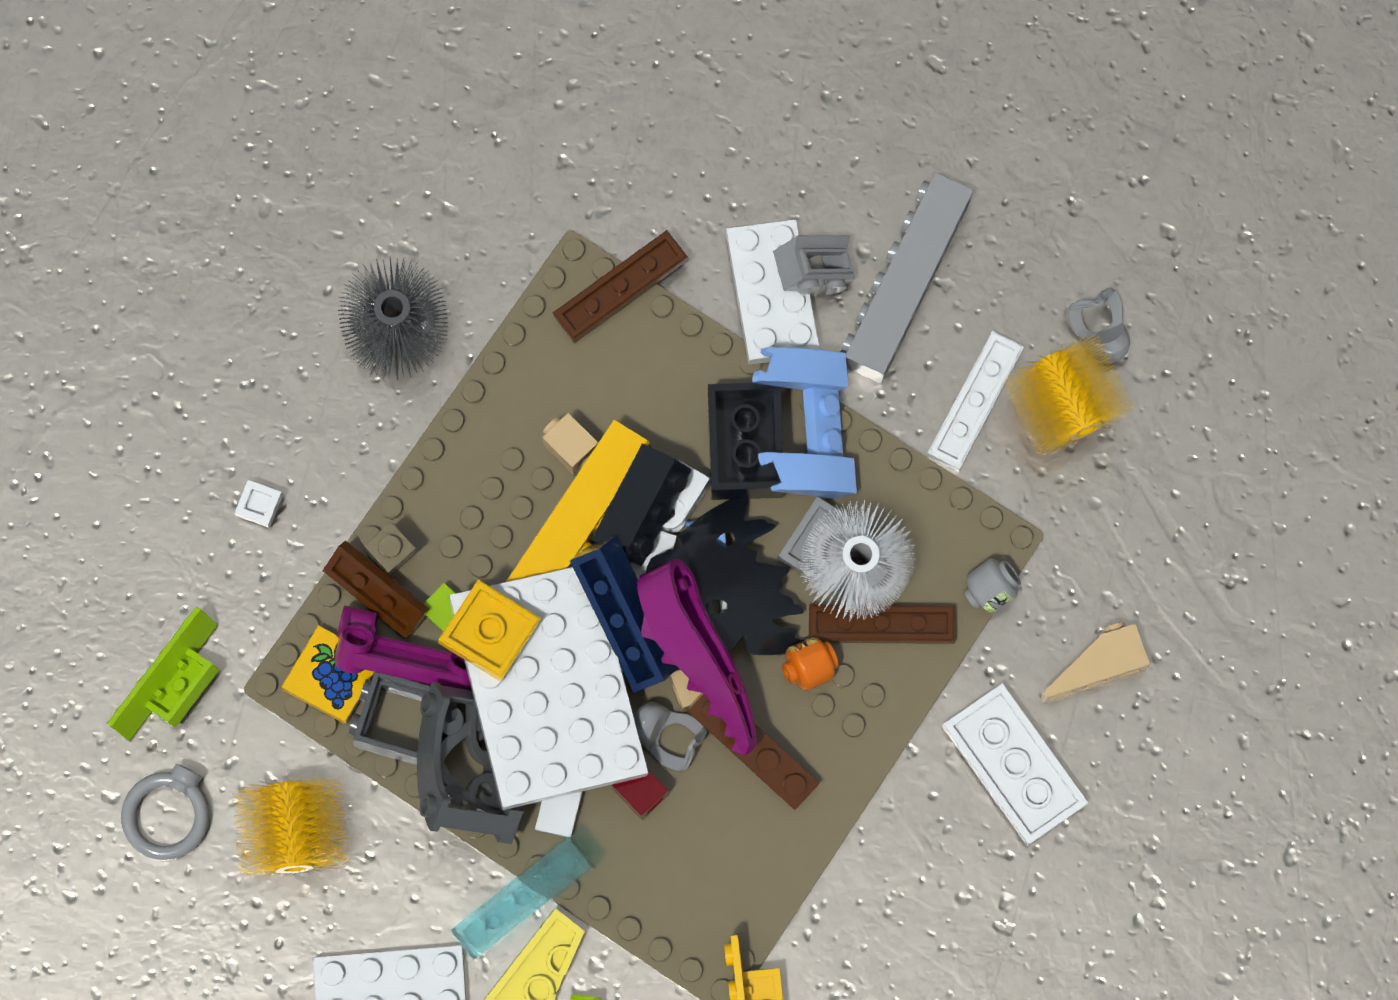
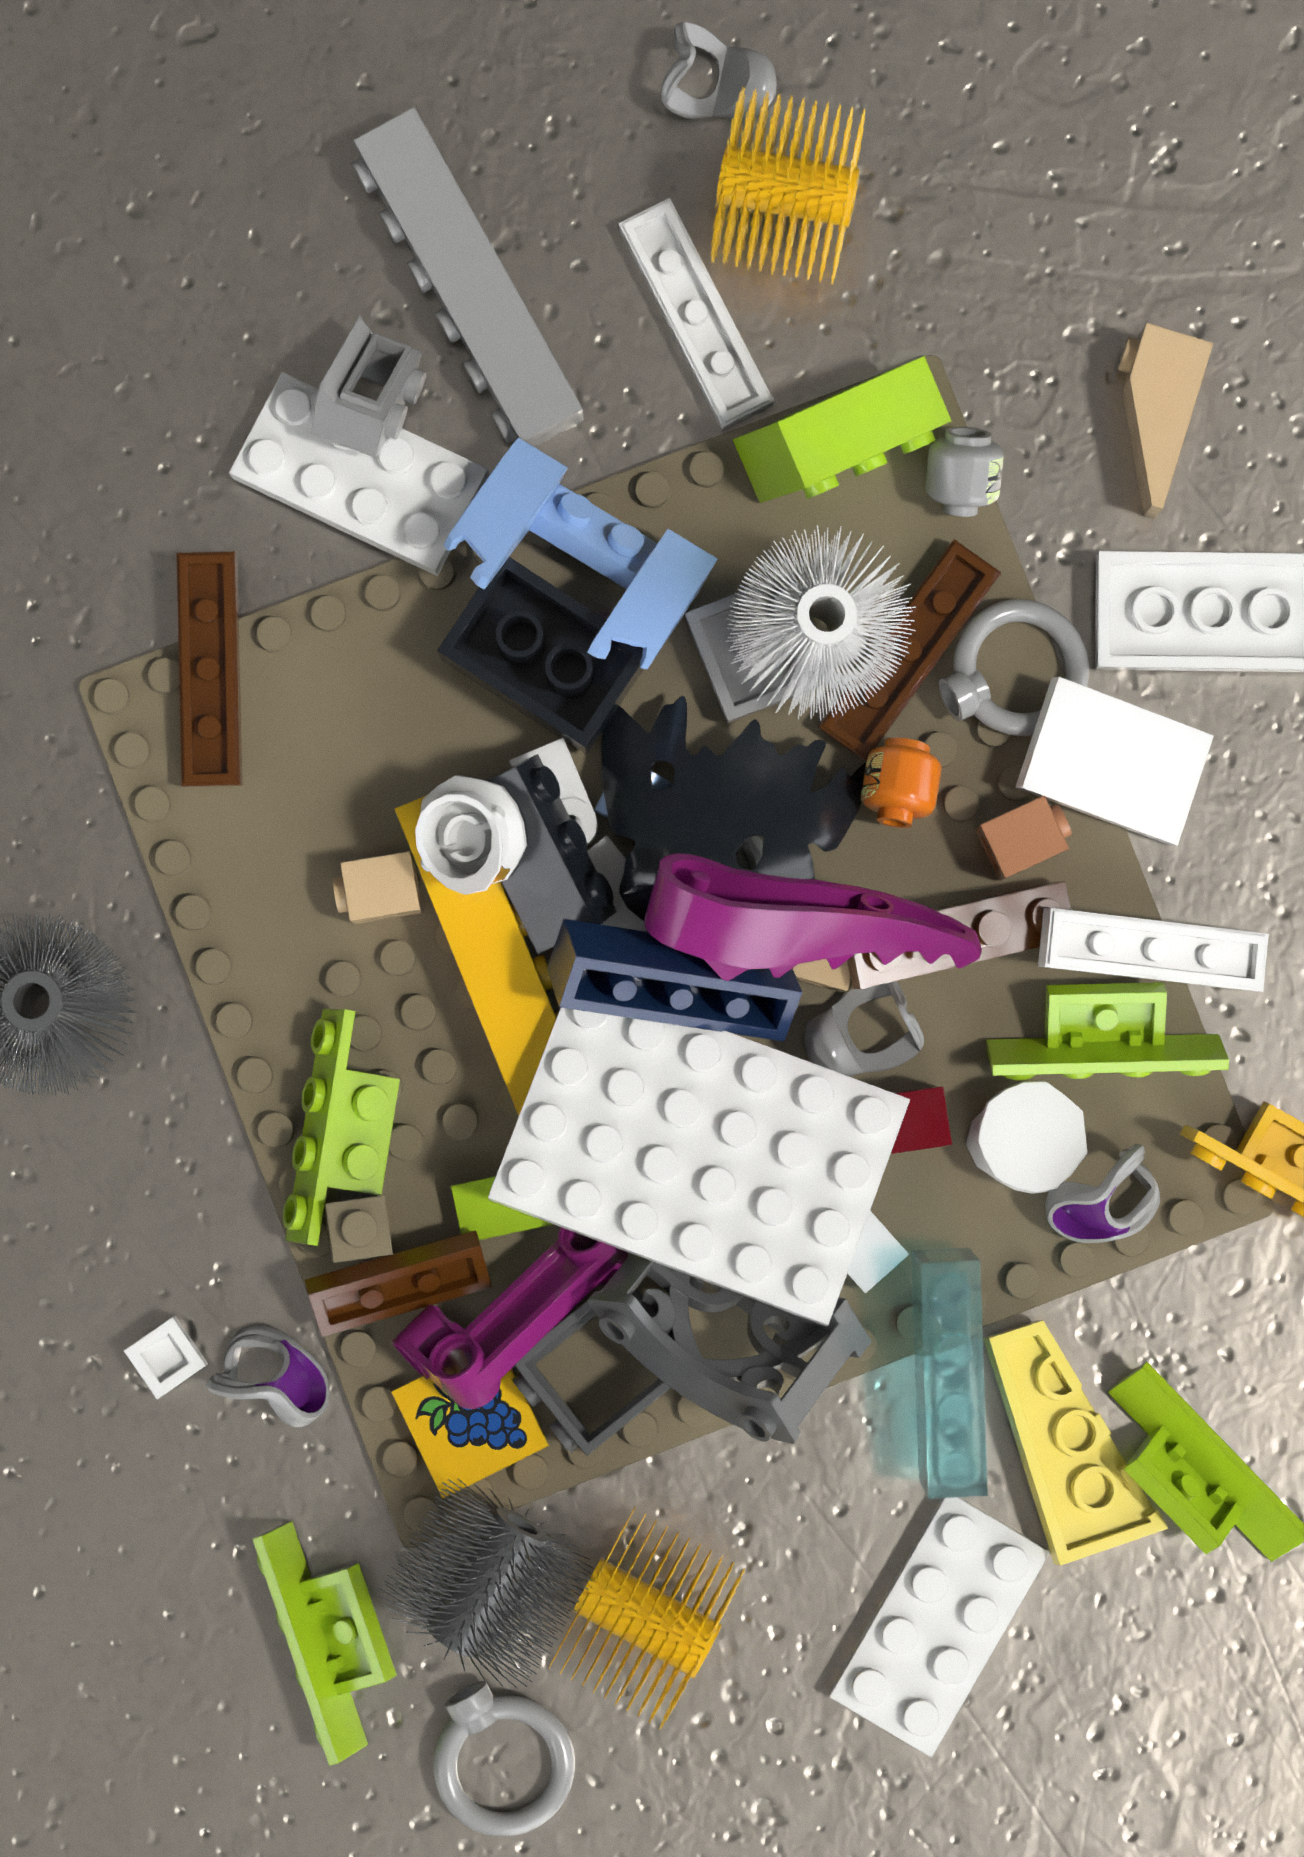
camera: 55 degrees left, 10 degrees up
(253, 732) = (487, 1583): none -> dark grey piece
(285, 577) = (295, 1394): none -> light grey piece
(435, 510) = (343, 1129): none -> lime bracket
(489, 630) = (577, 1179): yellow tile -> none
(626, 461) = (470, 834): none -> white hat
(652, 909) = (1083, 1210): none -> light grey piece
(674, 856) = (1028, 1137): none -> white hat
(756, 857) = (1106, 1032): none -> lime bracket
(816, 853) = (1153, 949): none -> white tile
(827, 746) = (1024, 837): none -> nougat brick
(880, 667) = (966, 689): none -> light grey piece
(900, 766) = (1114, 761): none -> white tile
(967, 511) = (844, 433): none -> lime wedge

